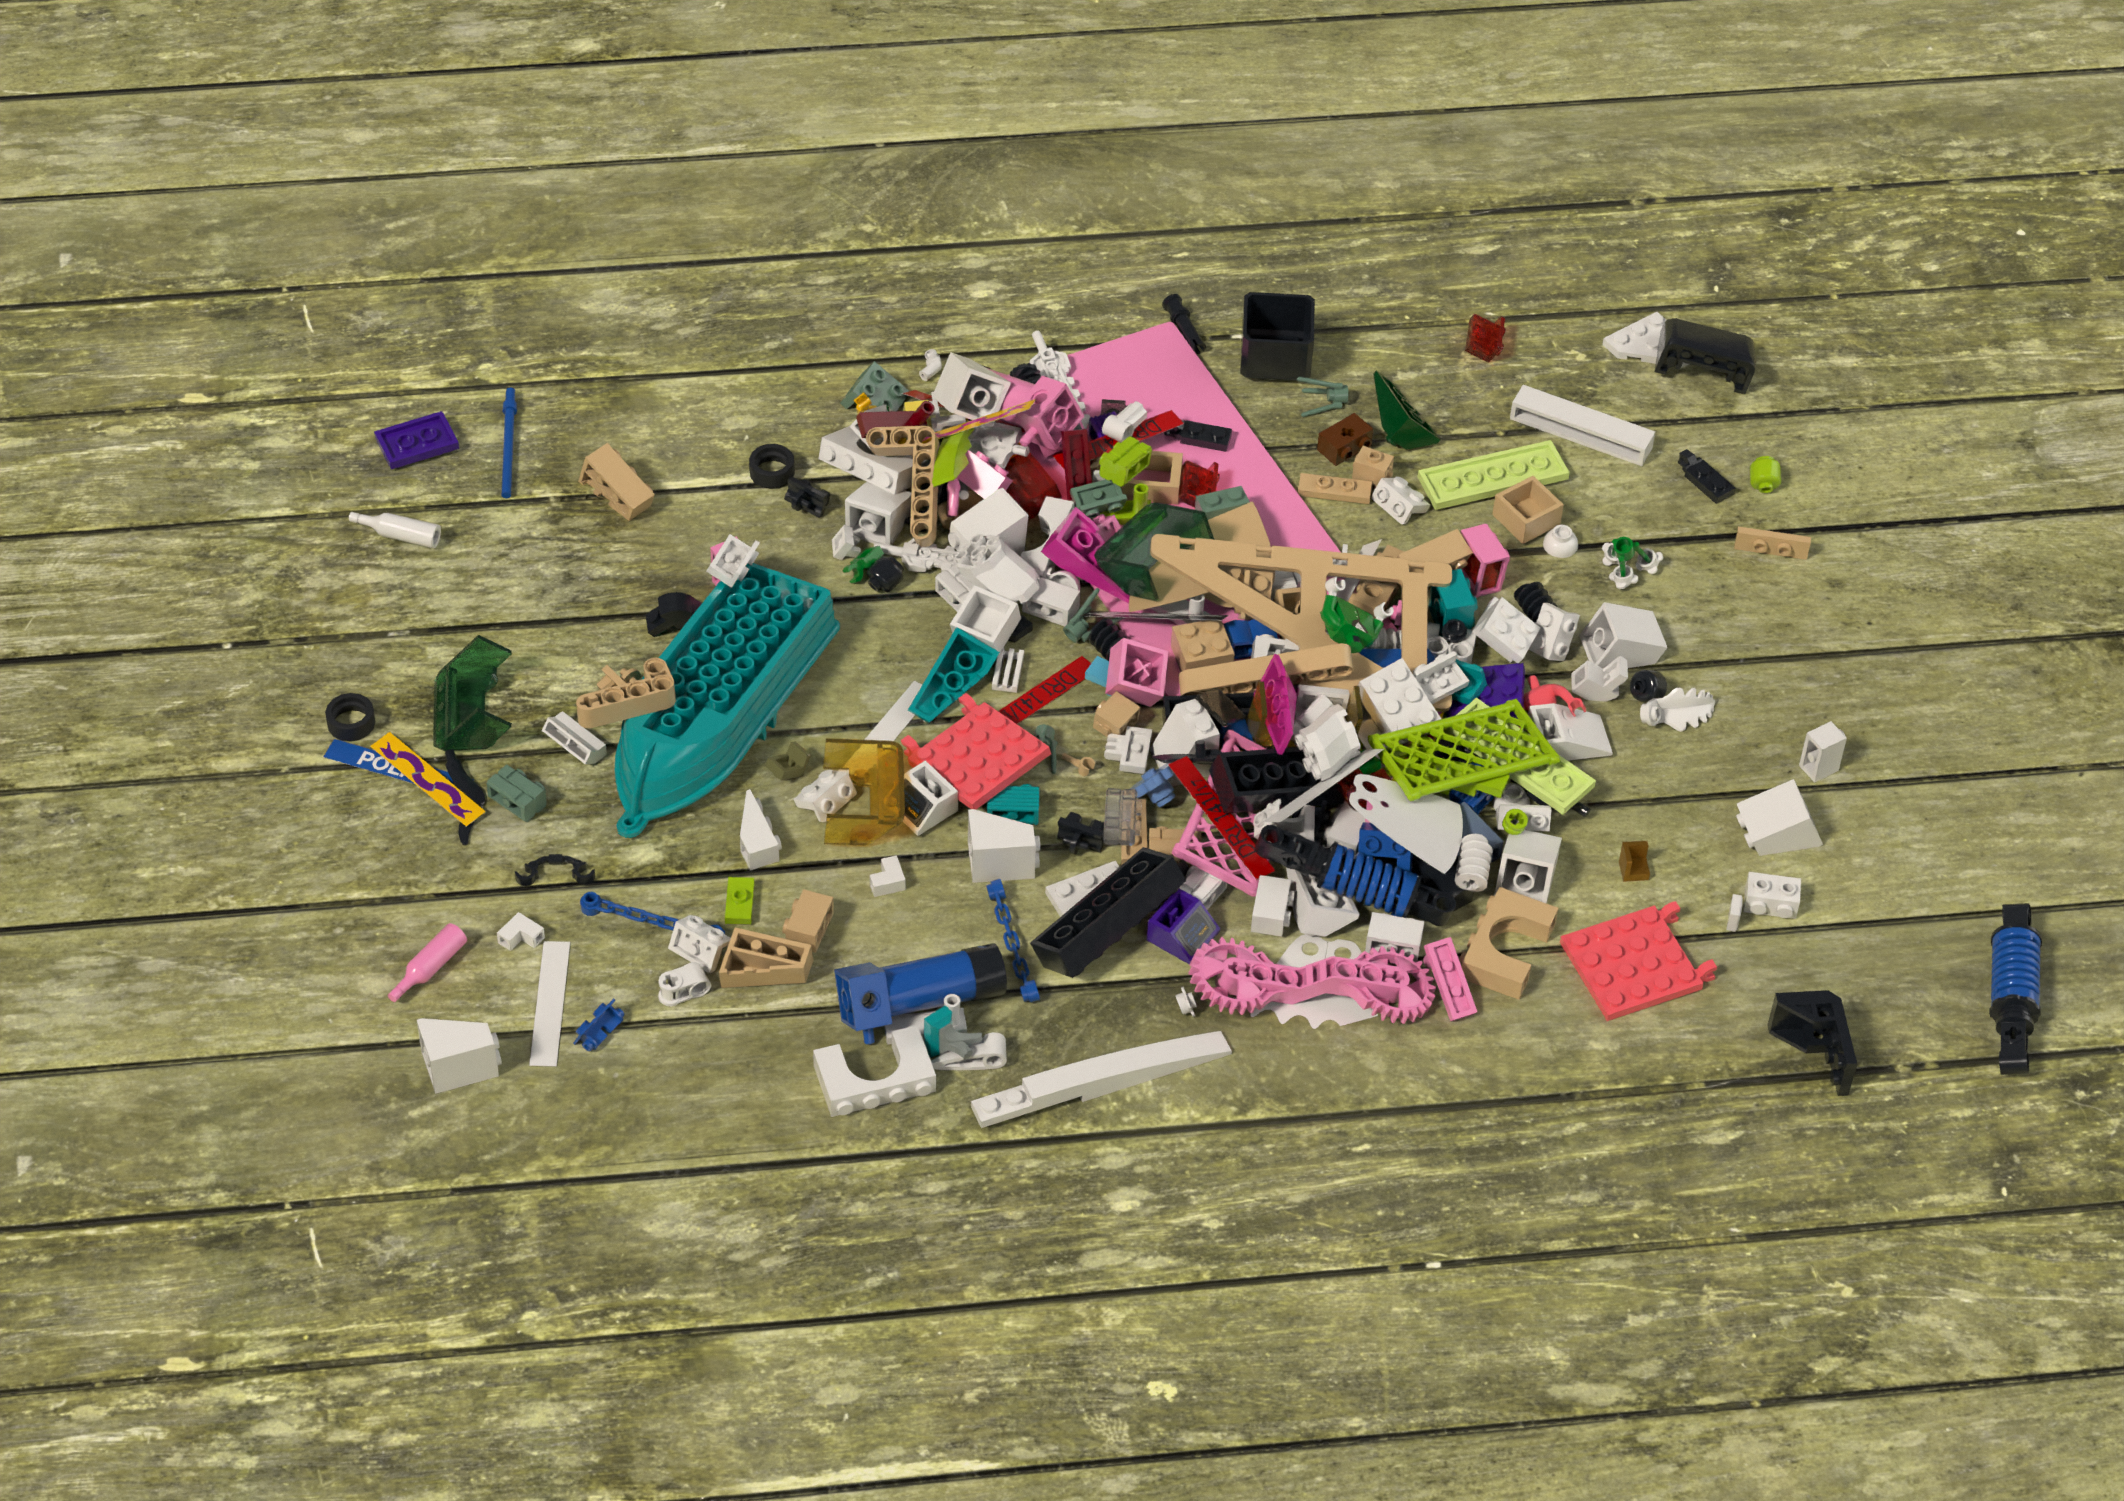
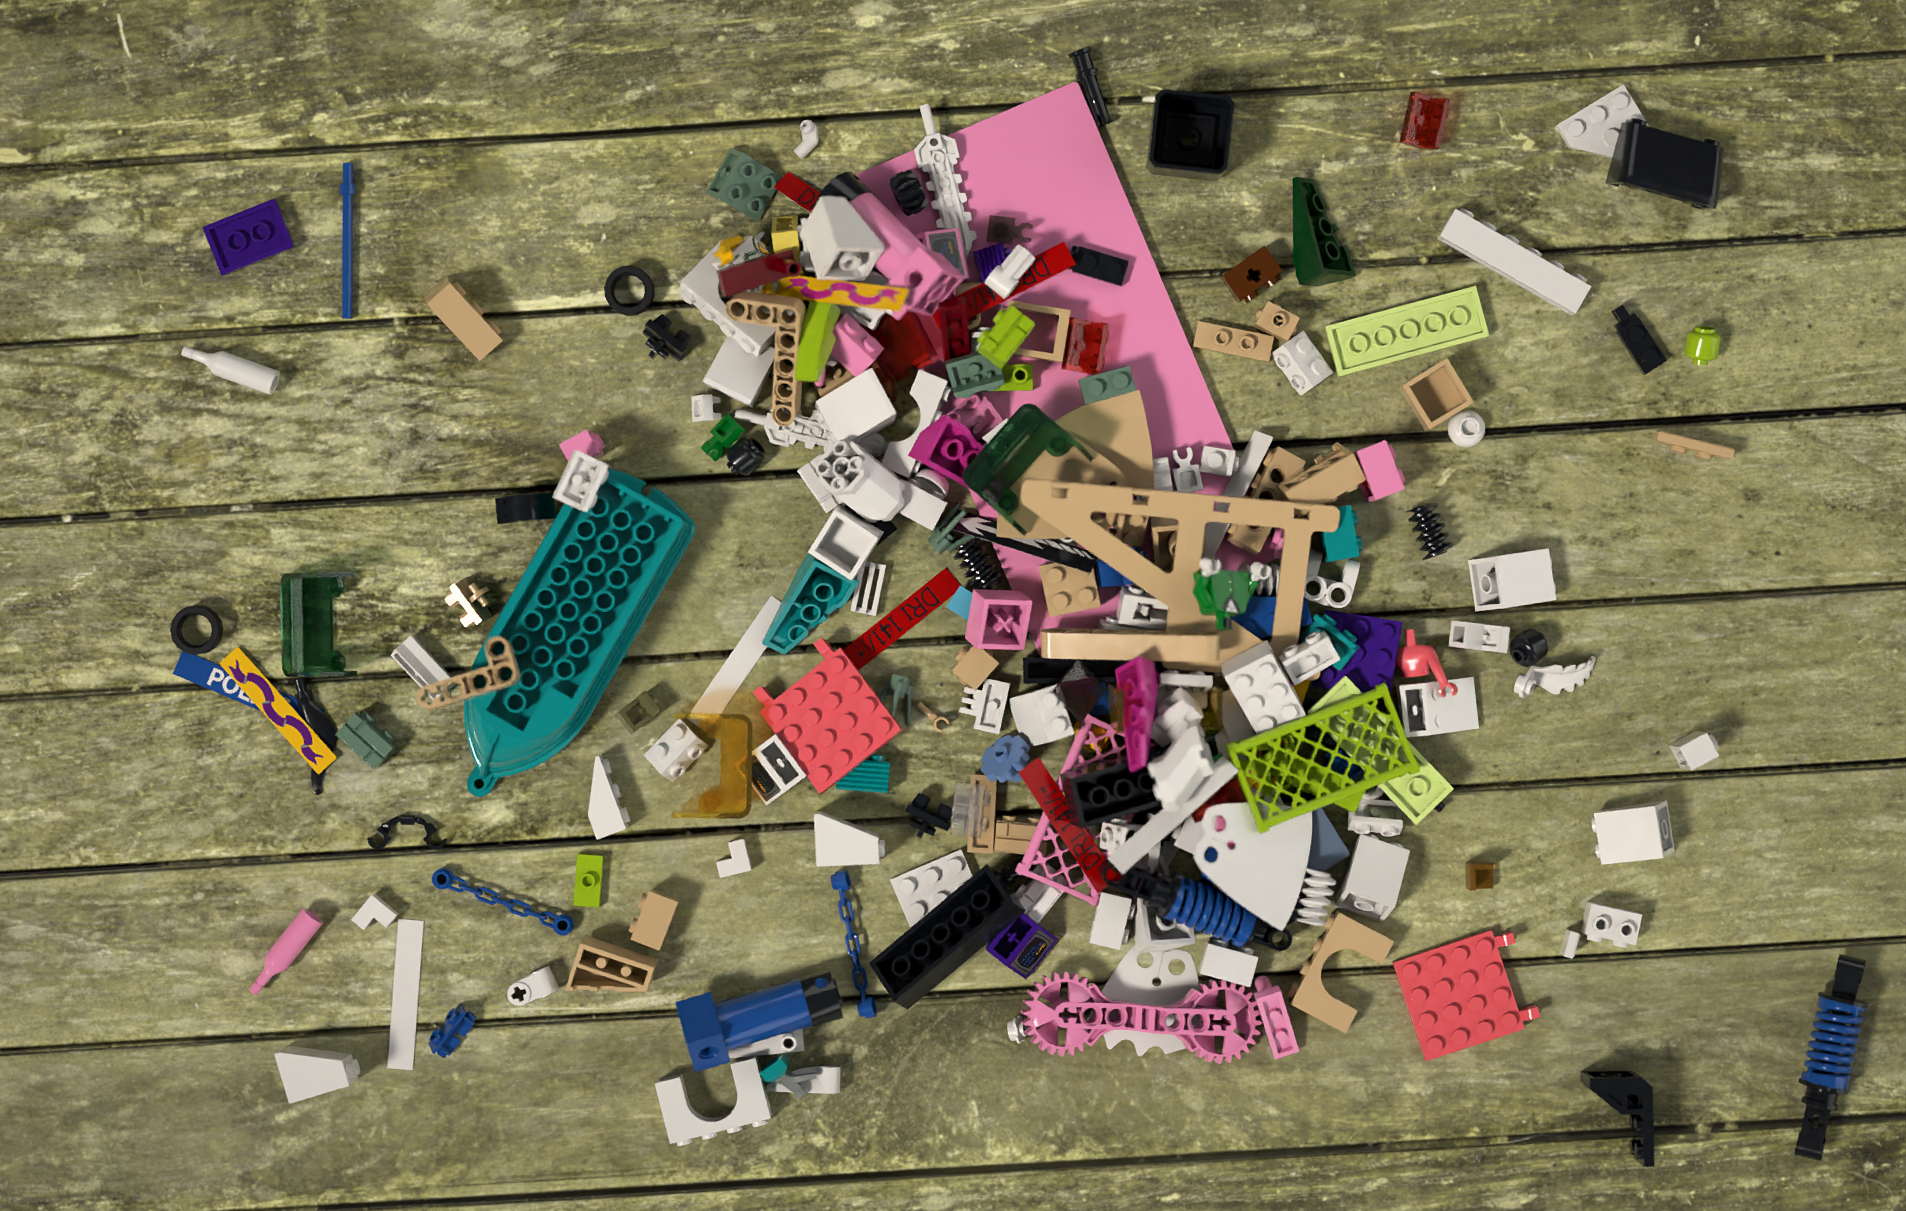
camera: 10 degrees right, 40 degrees up
(698, 942) = (548, 938): white bracket -> none
(1099, 1076) = (930, 1114): white slope -> none
(1201, 756) = (1054, 753): black piece -> none
(1336, 393) = (1248, 202): sand green plant -> none
(1454, 631) = (1335, 574): black plate -> none
(1506, 629) = (1389, 577): white bracket -> none
(1510, 816) = (1364, 850): lime bush -> none
(1555, 632) = (1438, 577): white bracket -> none
(1623, 550) = (1530, 472): white plant -> none

